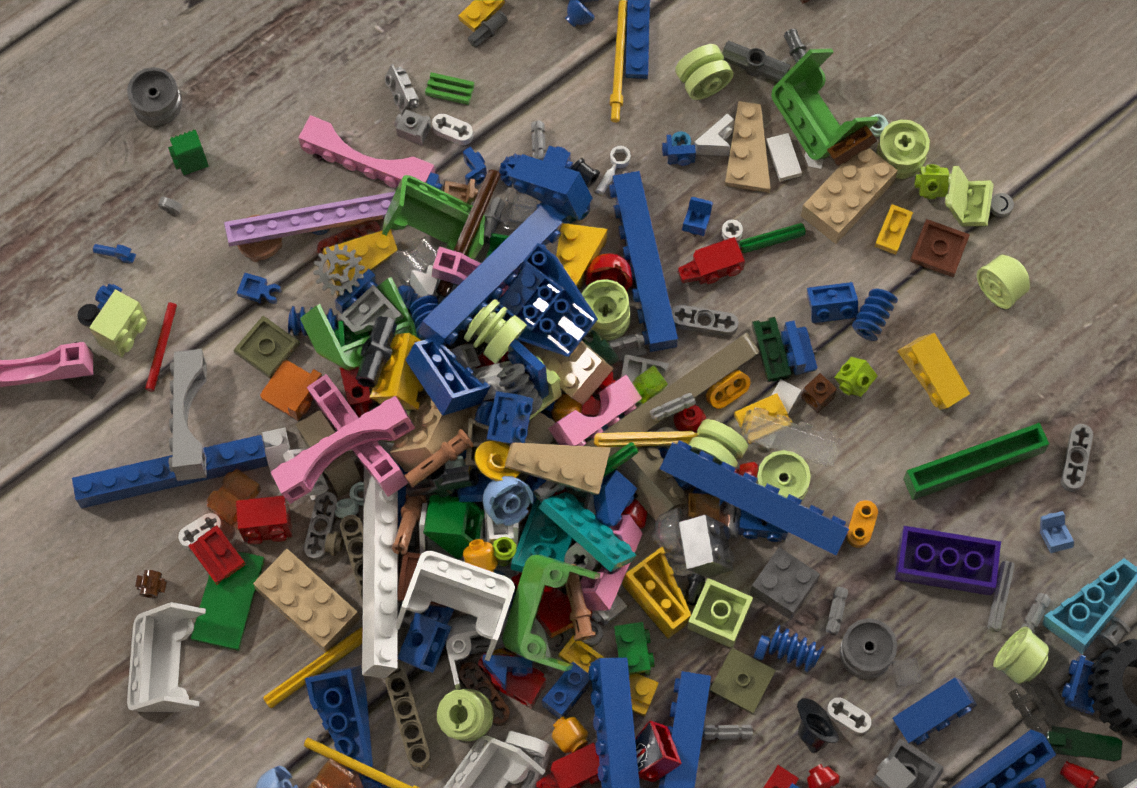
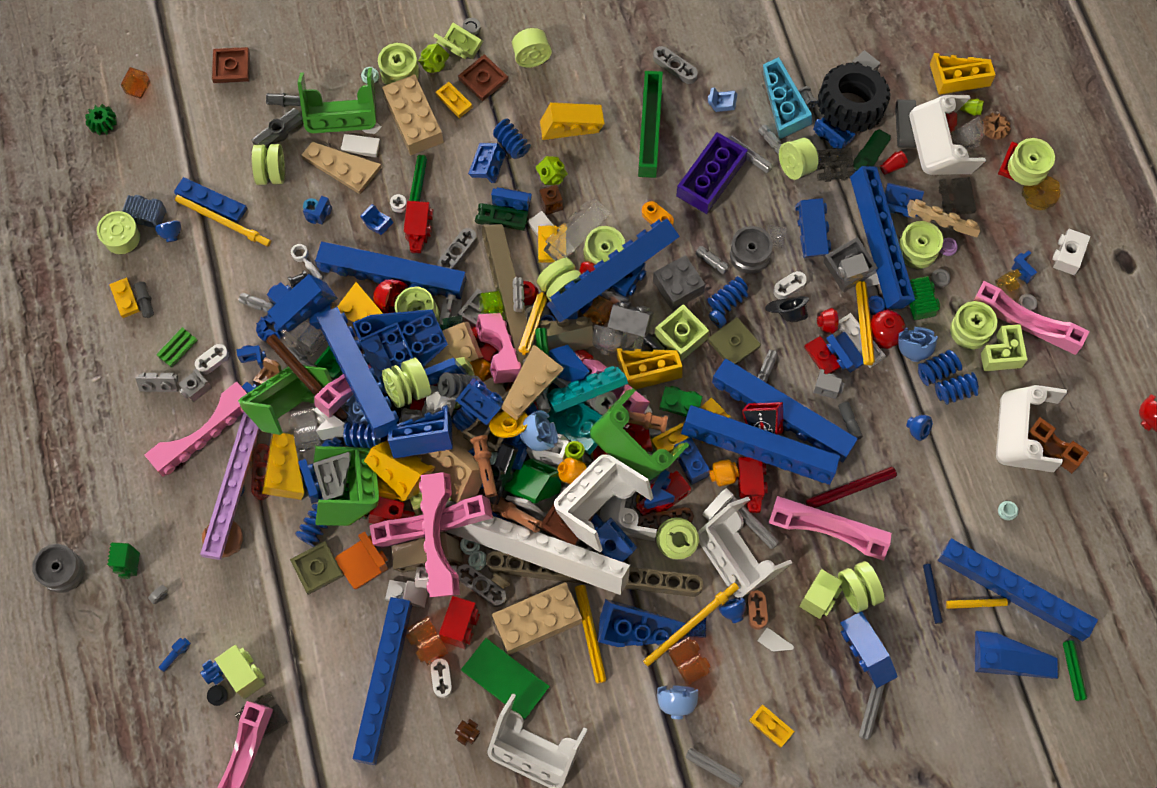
camera: 65 degrees left, 0 degrees up
(161, 346) = (273, 649): red bar -> none
(189, 375) = (382, 654): light grey arch -> none
(216, 554) = (469, 671): red plate -> none
(256, 287) = (263, 557): blue plate -> none
(333, 260) = (299, 480): light grey gear -> none
(376, 351) = (374, 477): black piece -> none
(713, 140) = (324, 184): white slope -> none
(727, 389) = (518, 257): light orange plate -> none
(852, 145) = (382, 92): reddish brown plate -> none

